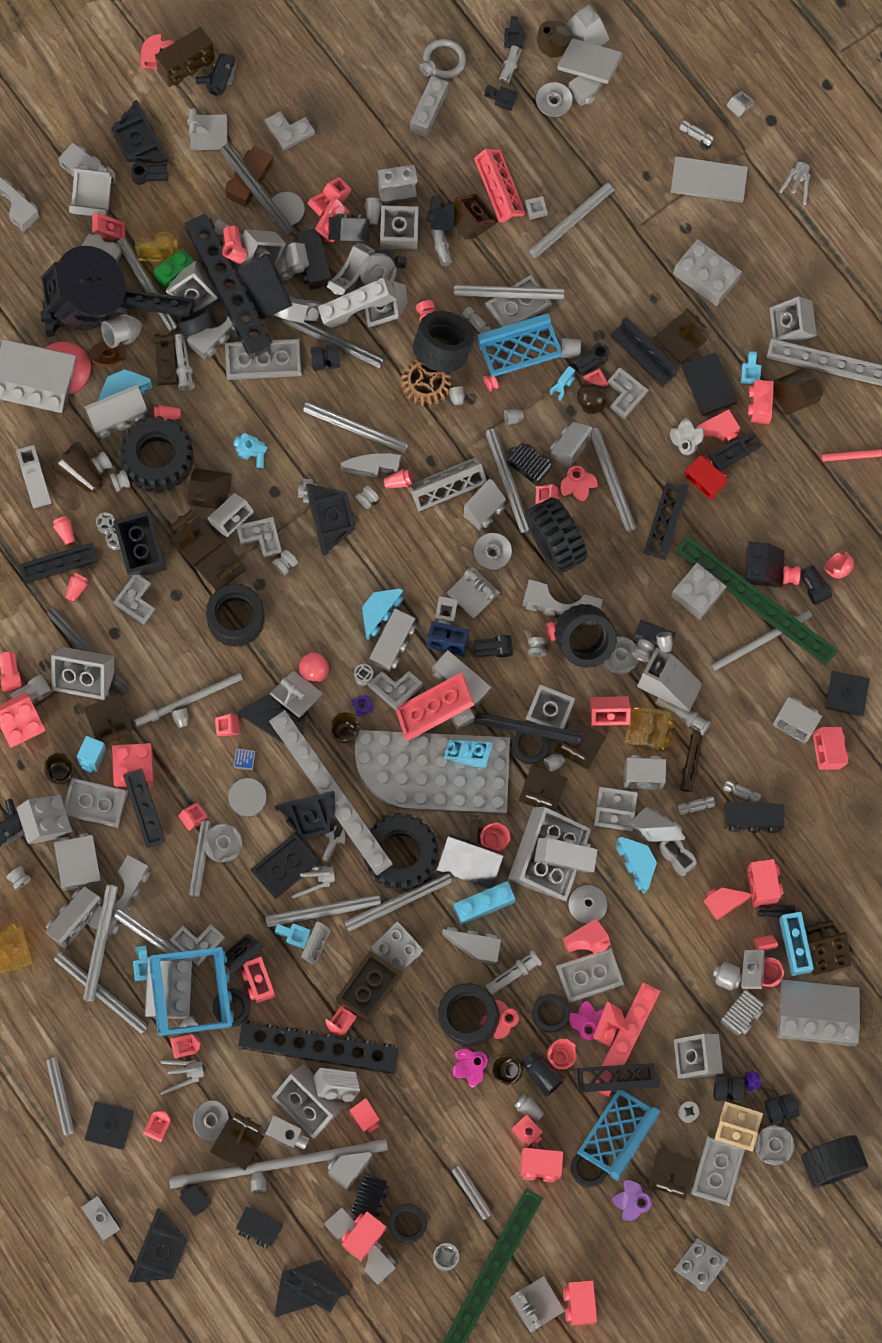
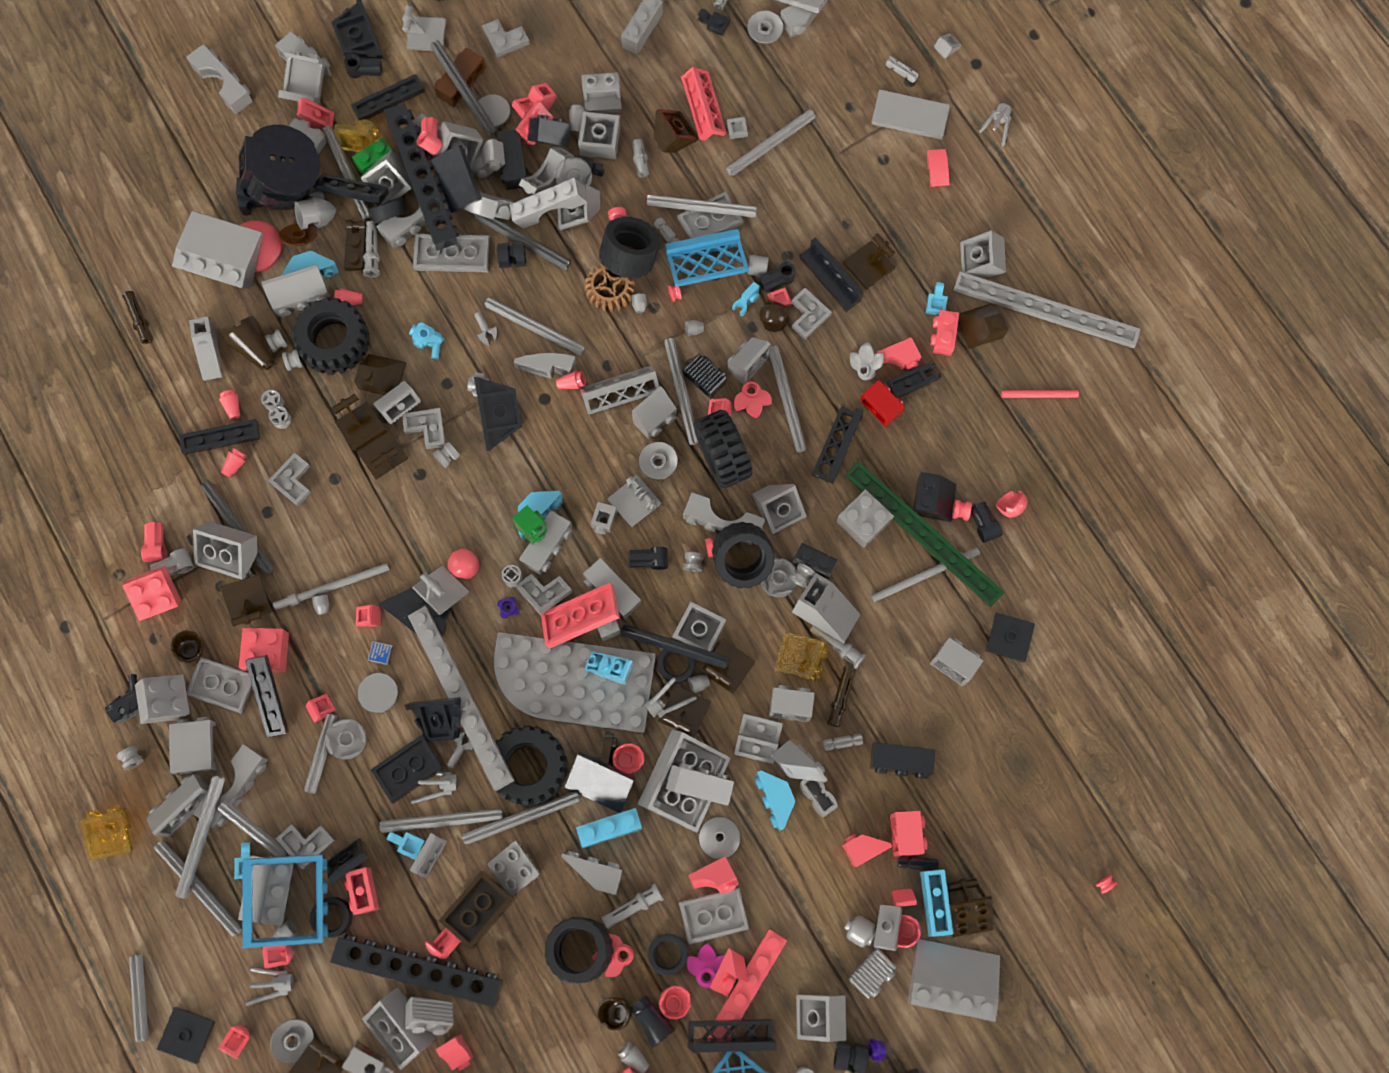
camera: 10 degrees right, 0 degrees up
(91, 754) = (220, 635): medium azure brick -> none
(139, 544) = (302, 424): black slope -> none
(178, 204) = (388, 98): none -> black plate
(230, 593) = (375, 485): black tyre -> none
(305, 432) = (485, 329): none -> light grey bar
(344, 727) = (486, 629): dark brown hair -> none
(367, 497) = (537, 396): light grey wheel -> none
(379, 623) = (530, 524): none -> green brick
(440, 214) = (641, 126): black brick -> none
(447, 637) = (602, 545): dark blue brick -> none
(468, 1068) = (573, 1007): dark pink plate -> none
(515, 784) = (655, 705): none -> light grey plant
(610, 710) = (761, 635): coral brick -> none
(615, 585) = (779, 506): none -> light grey slope
(664, 641) = (824, 568): light grey hose -> none
(707, 272) = (901, 202): light grey brick -> none
(709, 384) = (893, 311): black tile -> none
(741, 233) = (938, 168): none -> coral slope
(742, 791) = (892, 731): light grey axle -> none
(830, 748) = (988, 694): coral brick -> none

